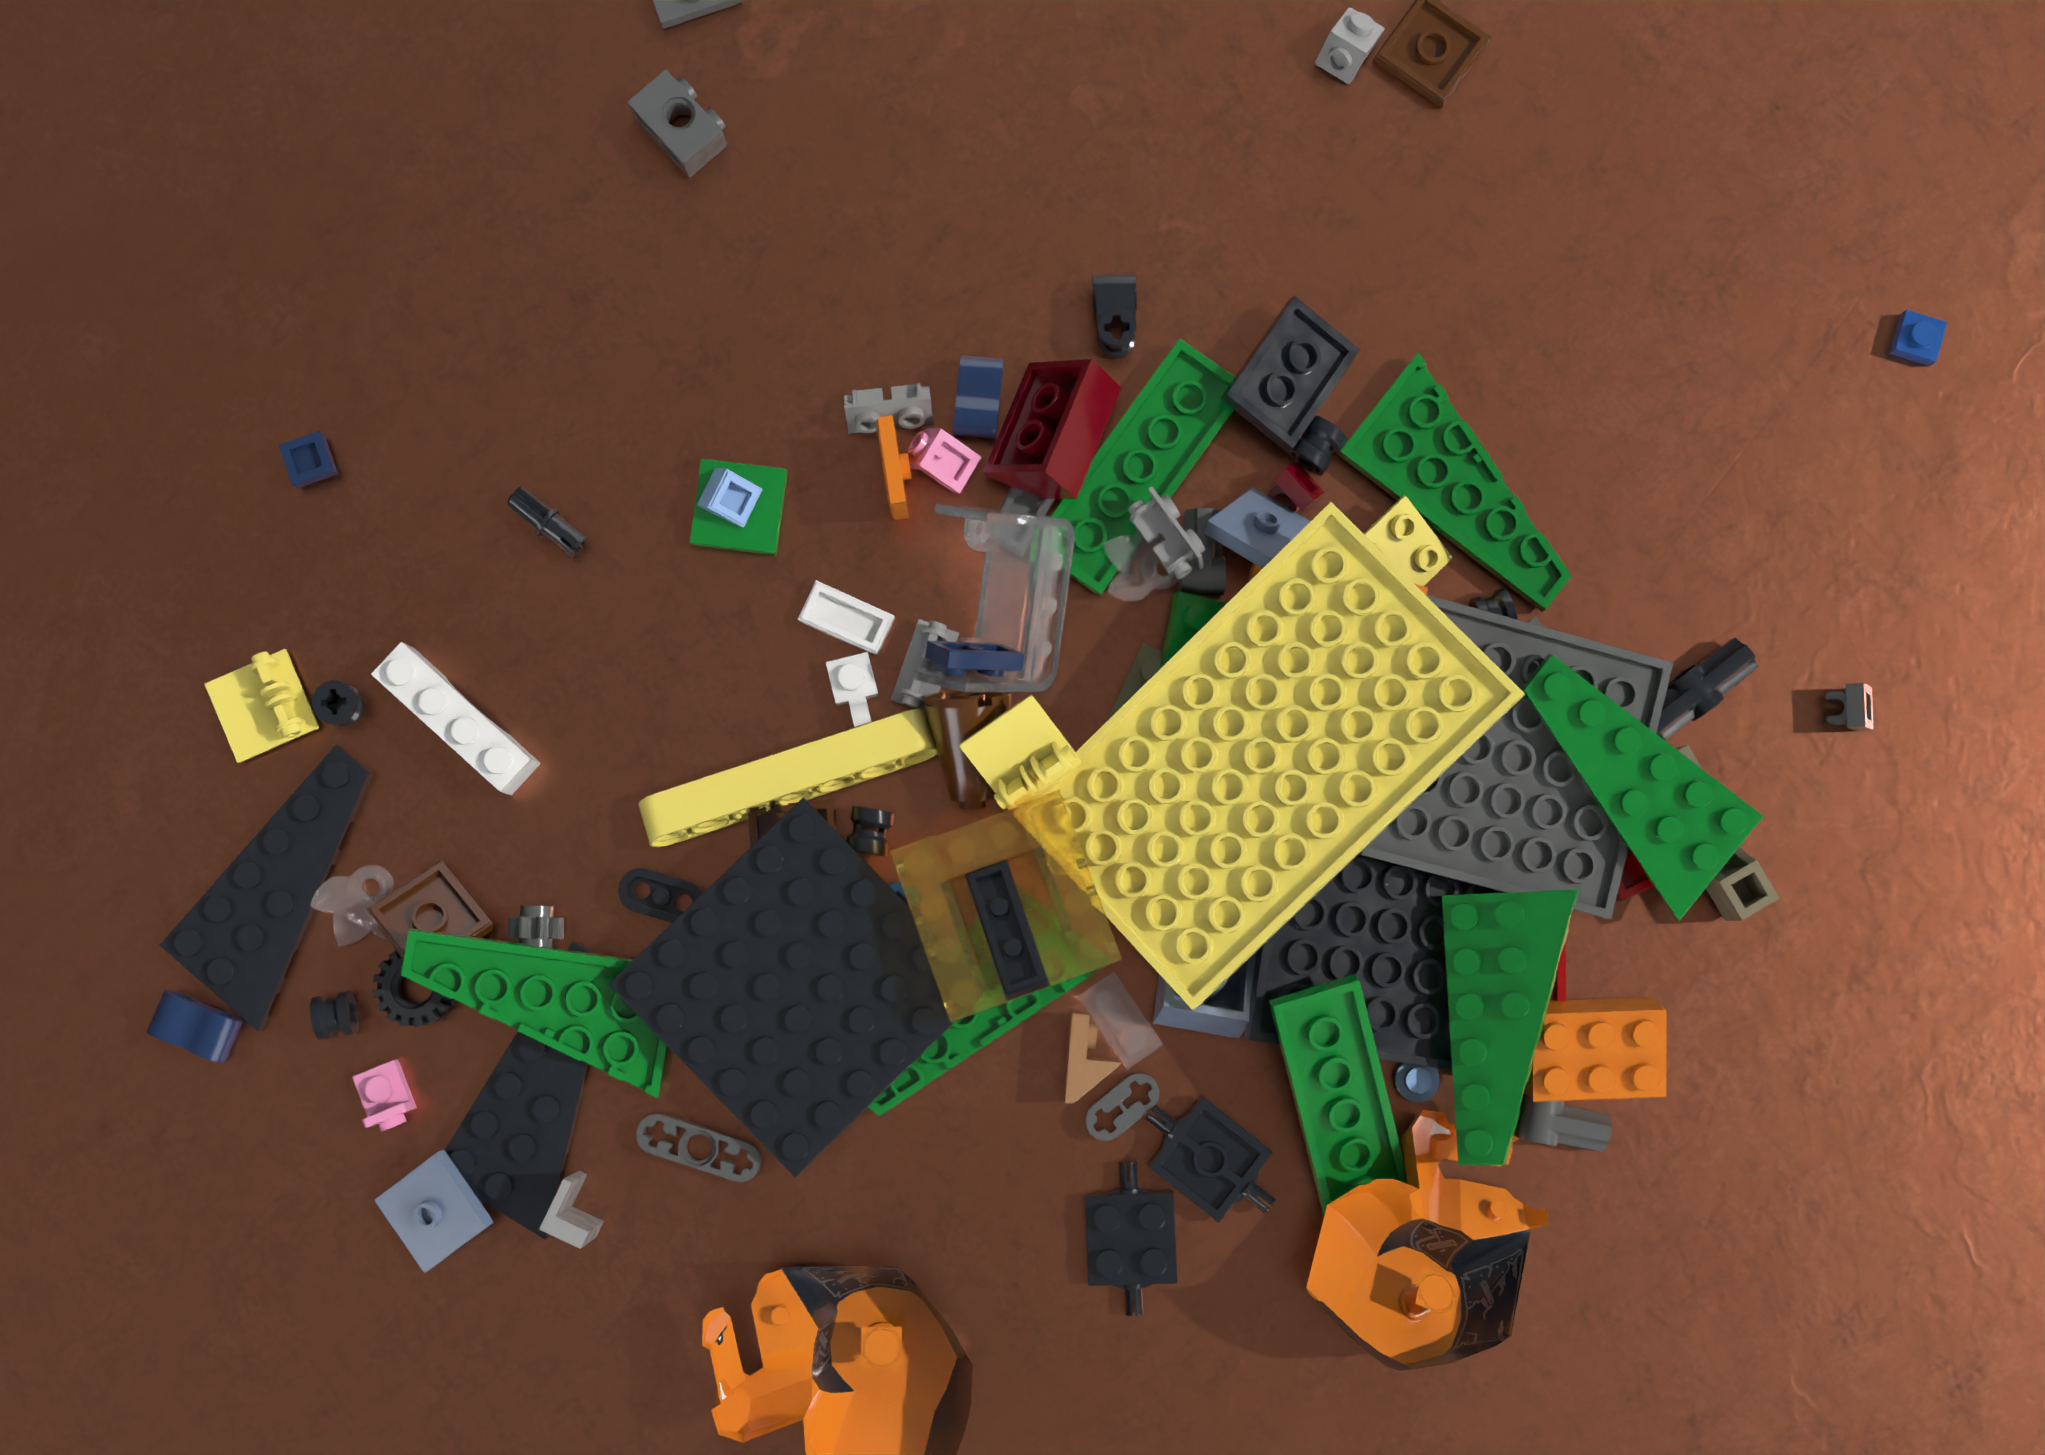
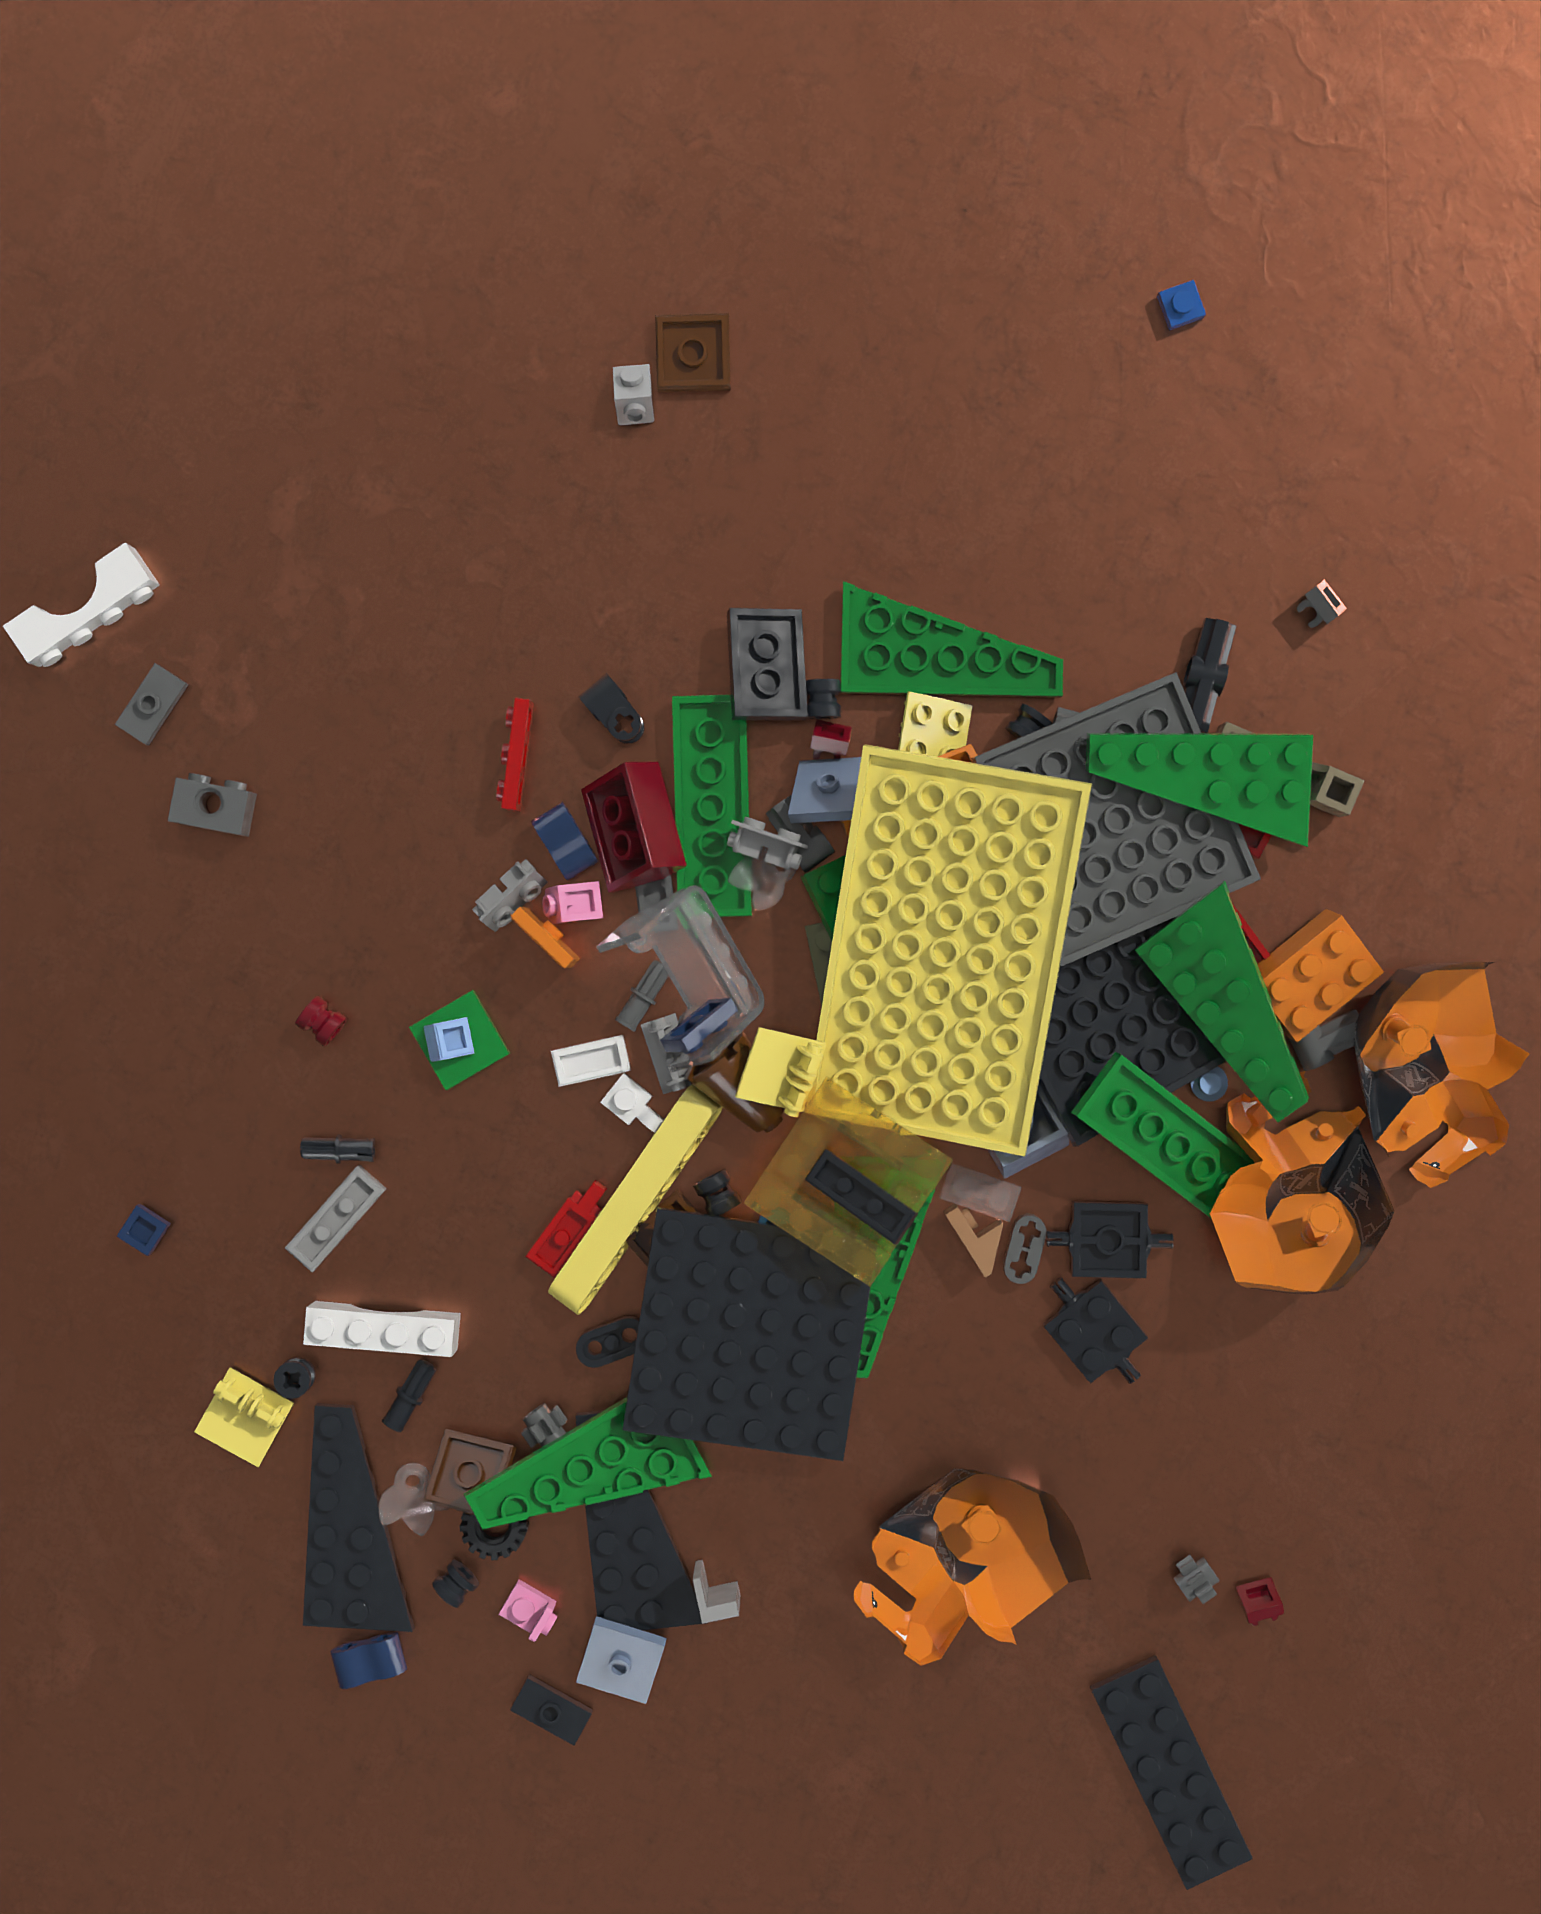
camera: 30 degrees left, 5 degrees up
(329, 1209) = (551, 1710): none -> black plate
(432, 803) = (409, 1395): none -> black axle
(494, 585) = (335, 1218): none -> light grey tile
(625, 394) = (323, 1022): none -> dark red wheel
(672, 1125) = (735, 1487): dark grey beam -> none
(701, 757) = (566, 1230): none -> red hinge
(941, 594) = (643, 996): none -> dark grey axle
(993, 284) = (515, 754): none -> red plate
(1650, 1217) = (1430, 1057): none -> orange piece

